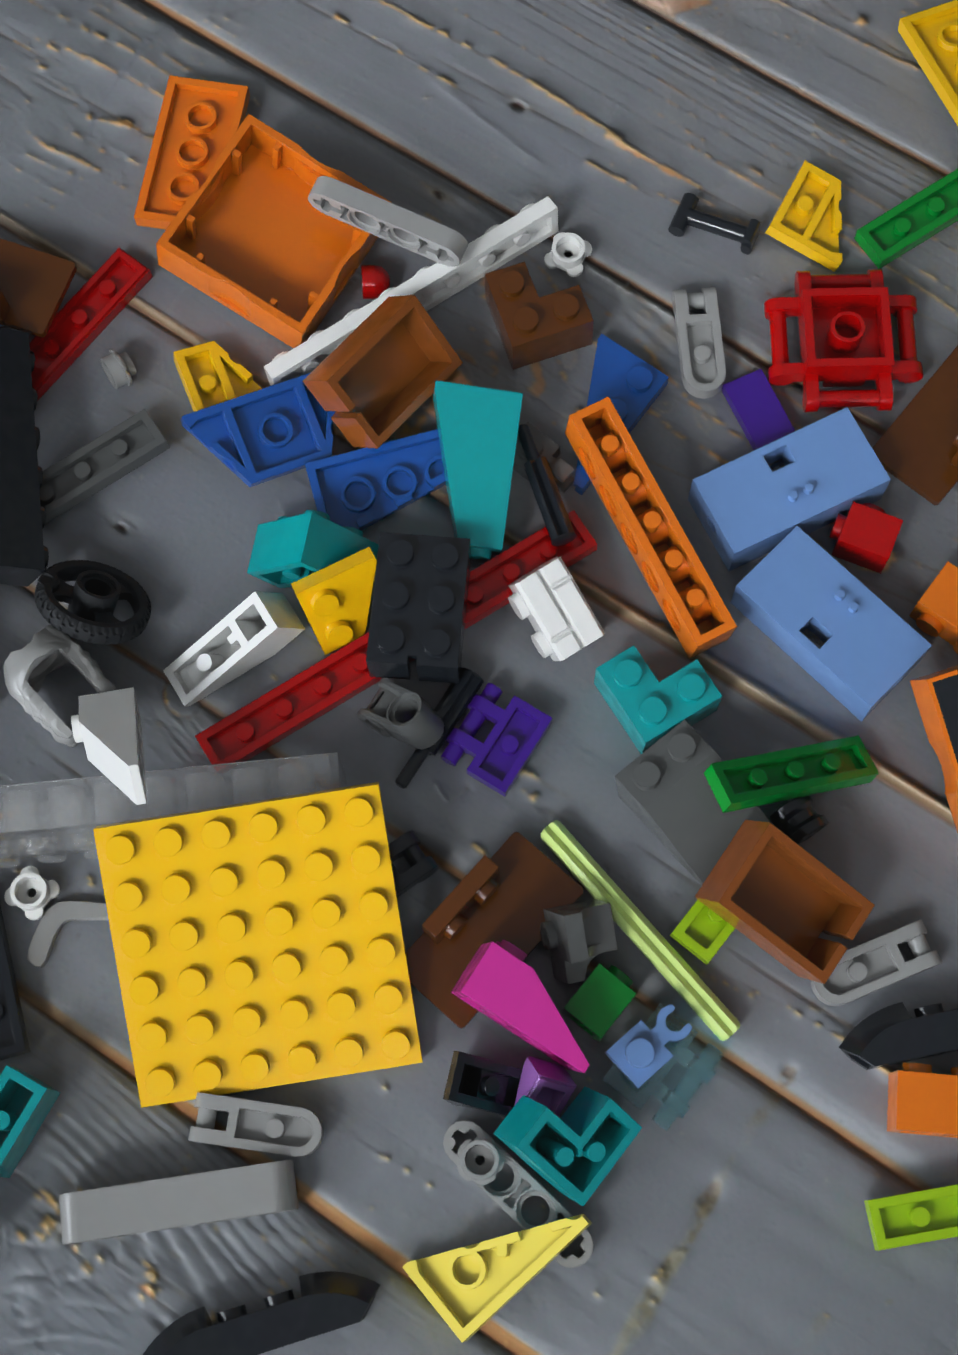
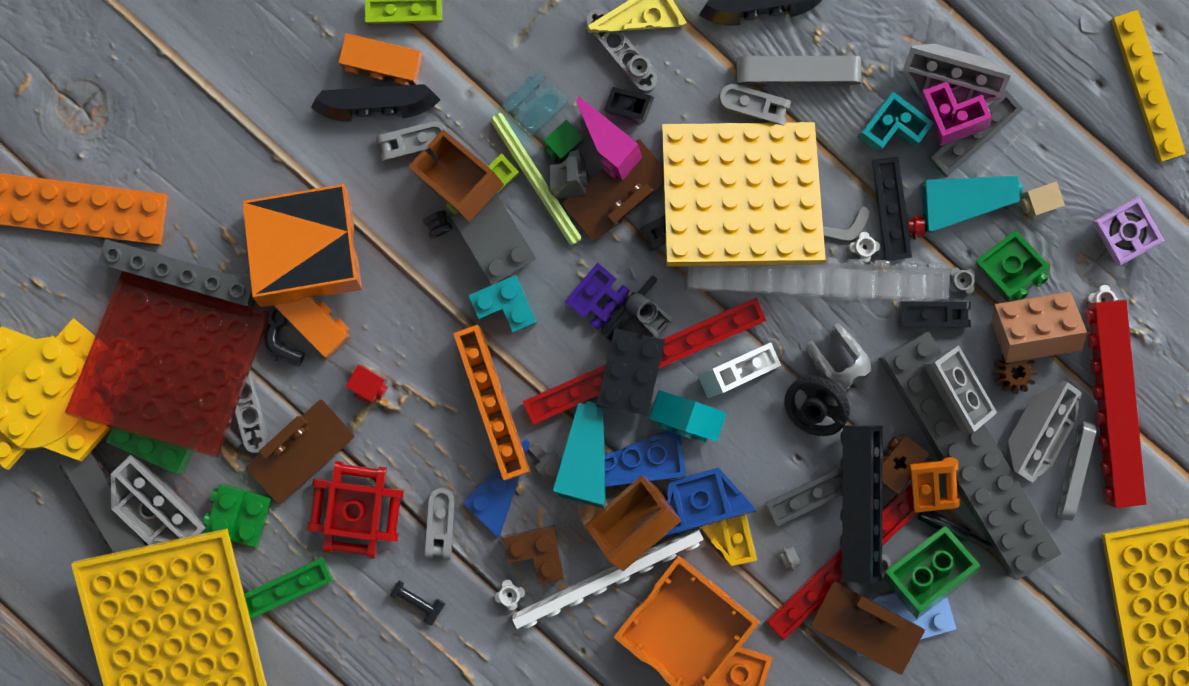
camera: 175 degrees right, 15 degrees up
(113, 738) = (810, 314): white slope -> none
(338, 599) = (676, 384): yellow wing -> none
(374, 281) = (630, 593): red hinge -> none
(387, 221) = (617, 619): light grey beam -> none
(546, 491) = (547, 436): black axle -> none
(546, 1084) = (601, 99): medium lavender slope -> none
(555, 610) = (553, 363): white brick -> none
(570, 1150) = (589, 65): teal brick -> none
(643, 1050) = (545, 111): medium blue plate -> none
(757, 409) = (412, 471): dark purple tile -> none
(786, 485) = (406, 418): medium blue brick -> none
(790, 773) = (438, 246): green plate -> none
(811, 216) = (358, 597): yellow wing -> none
(829, 623) = (398, 333): medium blue brick -> none

